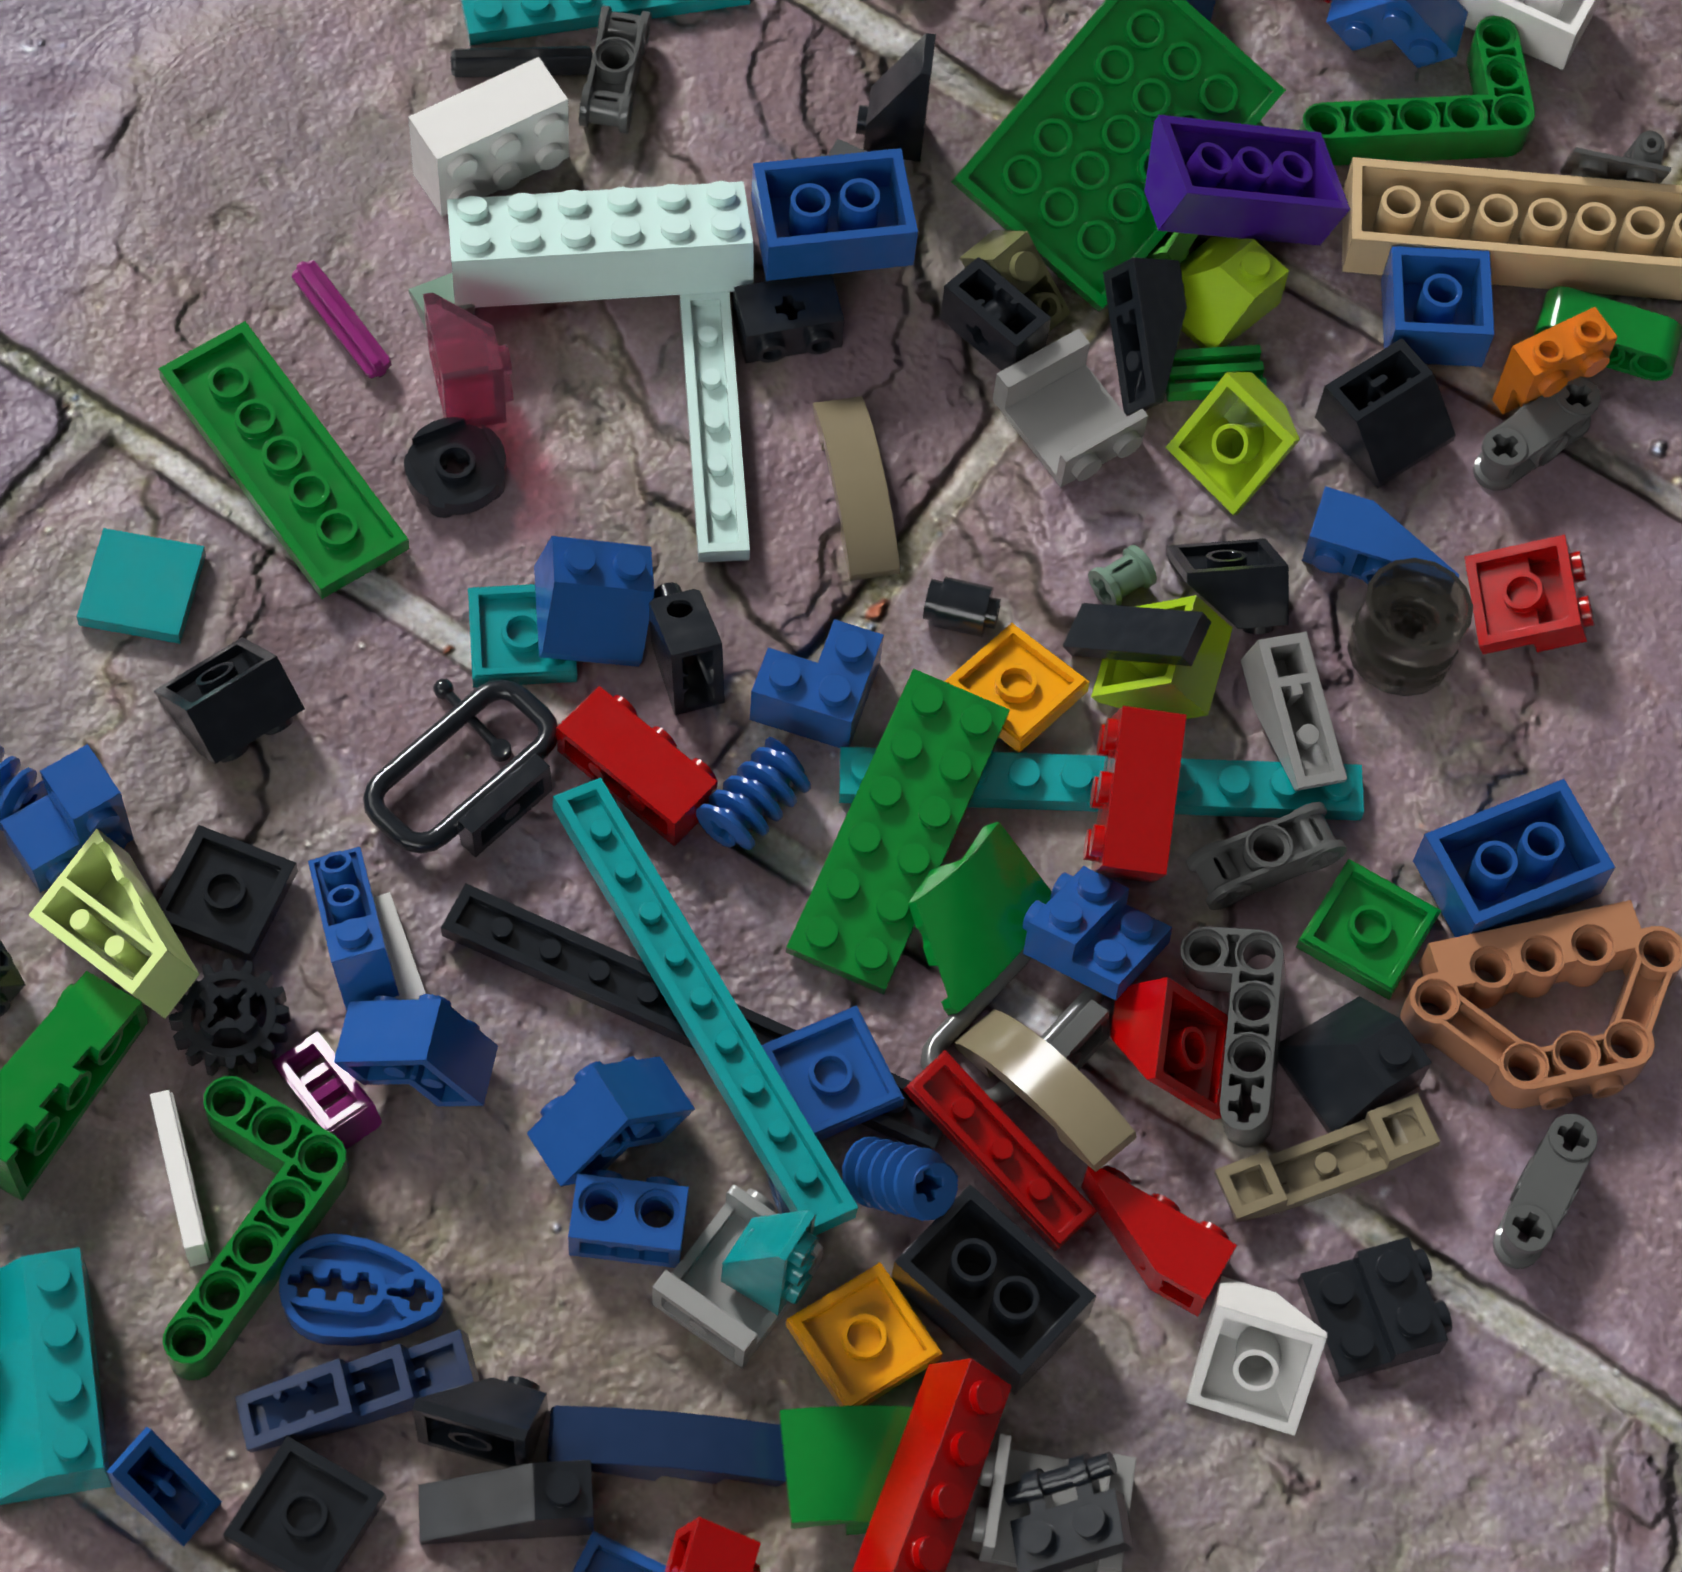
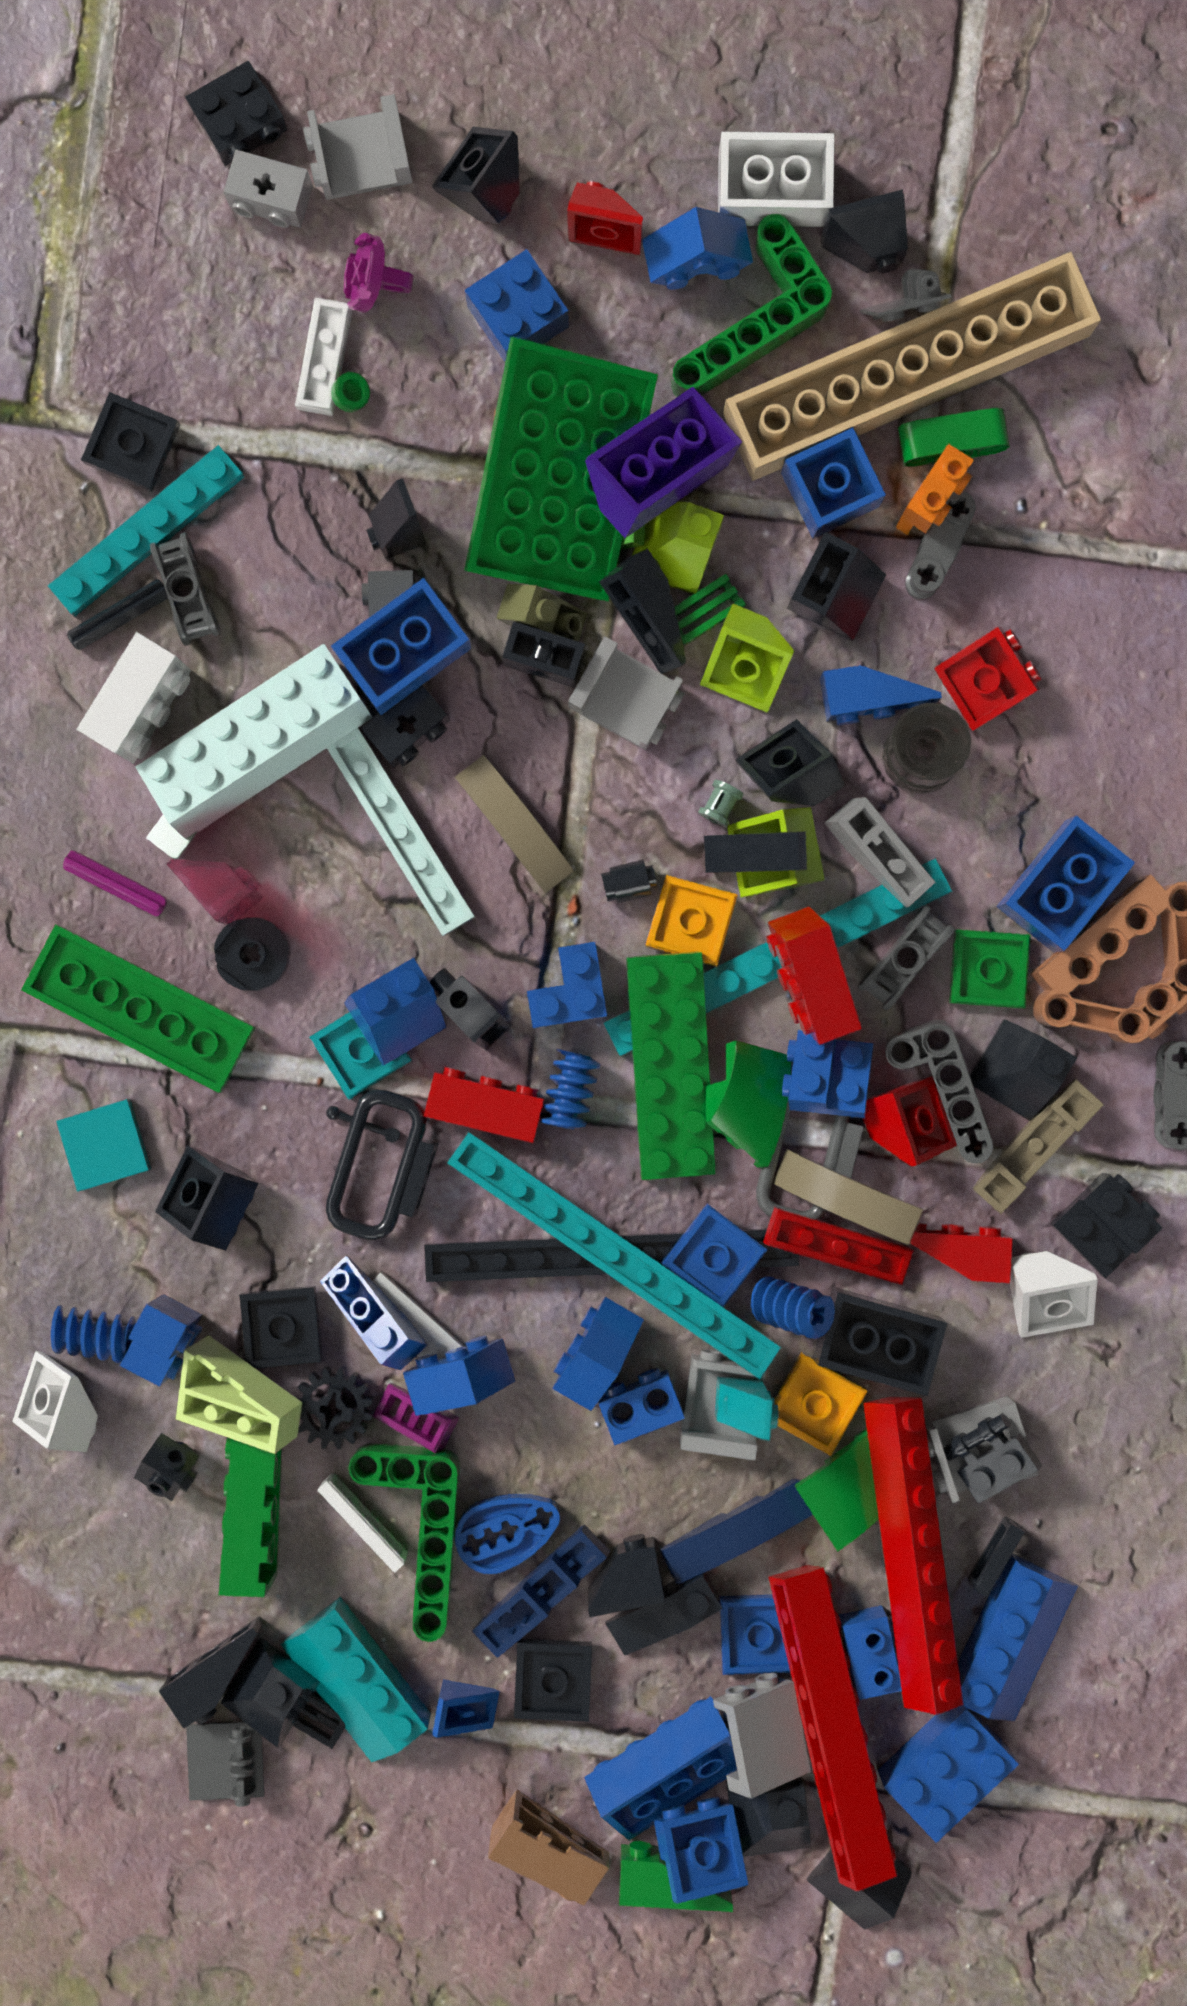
camera: 20 degrees left, 25 degrees up
(1605, 82) = (868, 232): none -> black slope

